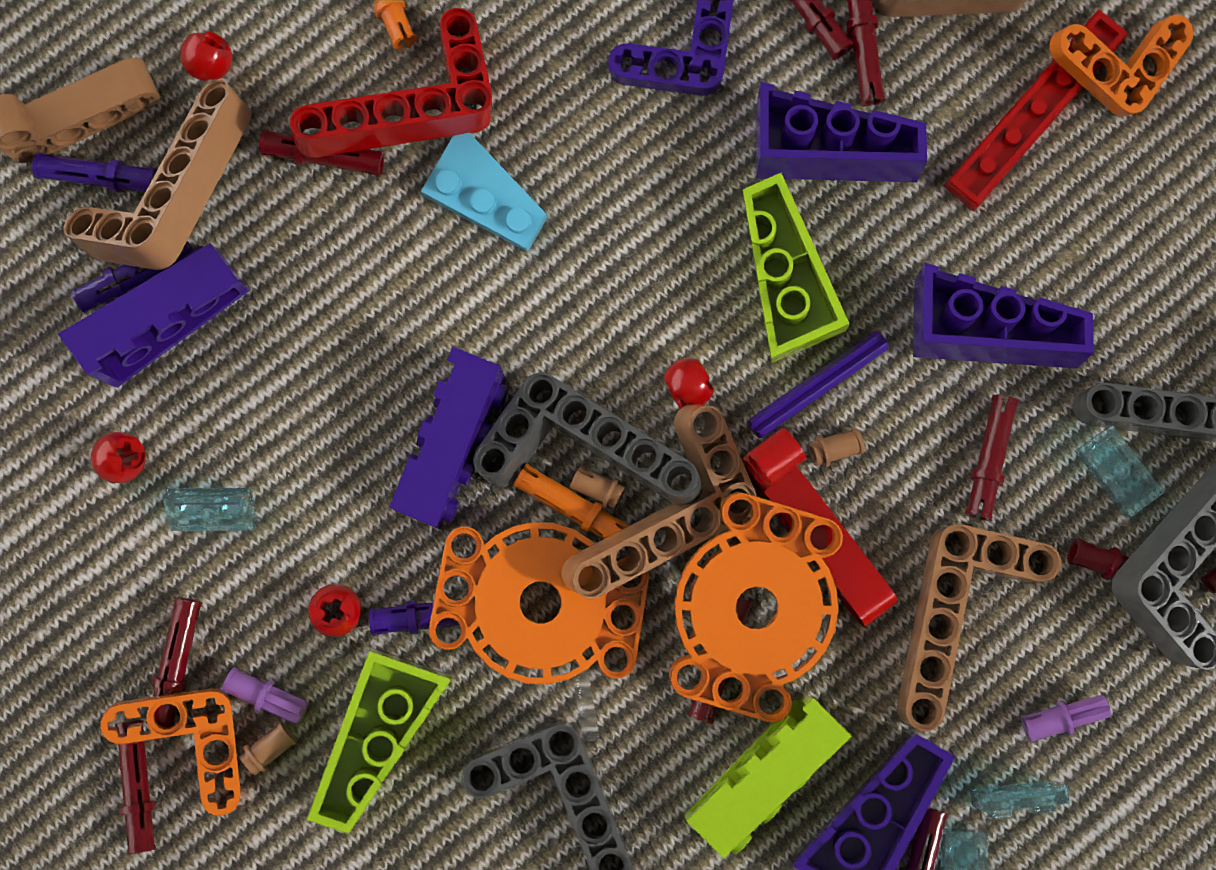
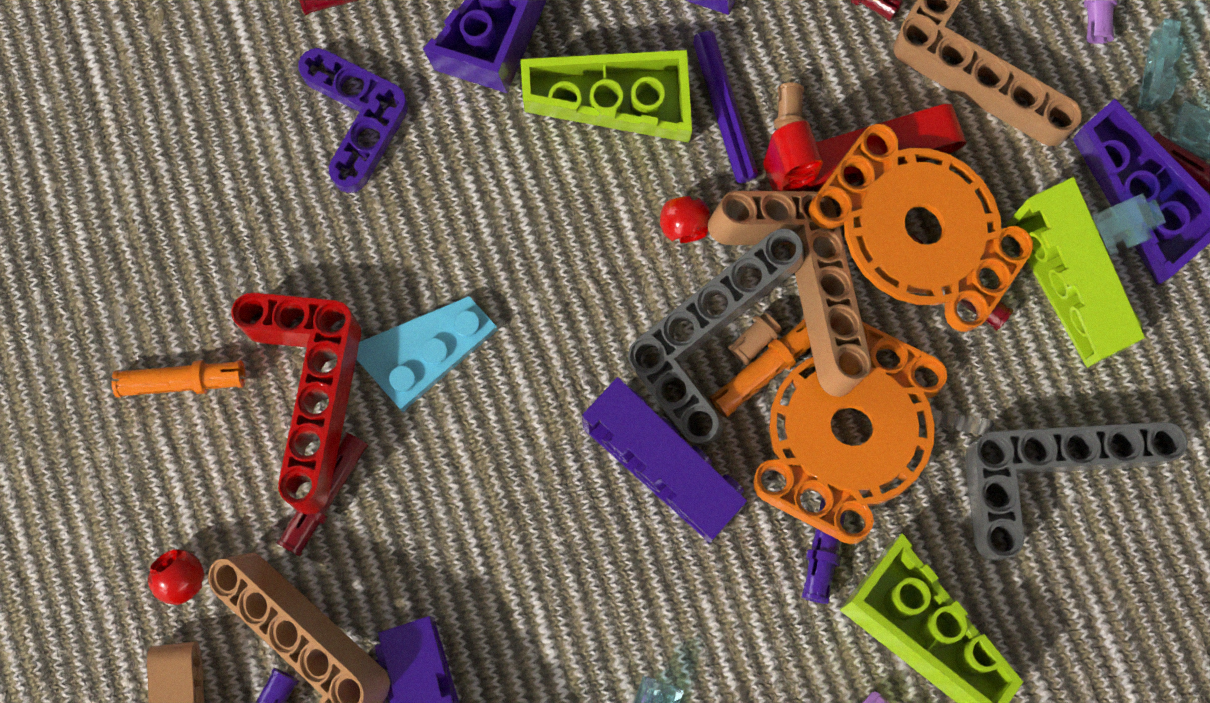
camera: 70 degrees left, 5 degrees down
(319, 614) = (809, 633): red piece -> none
(827, 805) = (1128, 222): none -> clear light blue brick

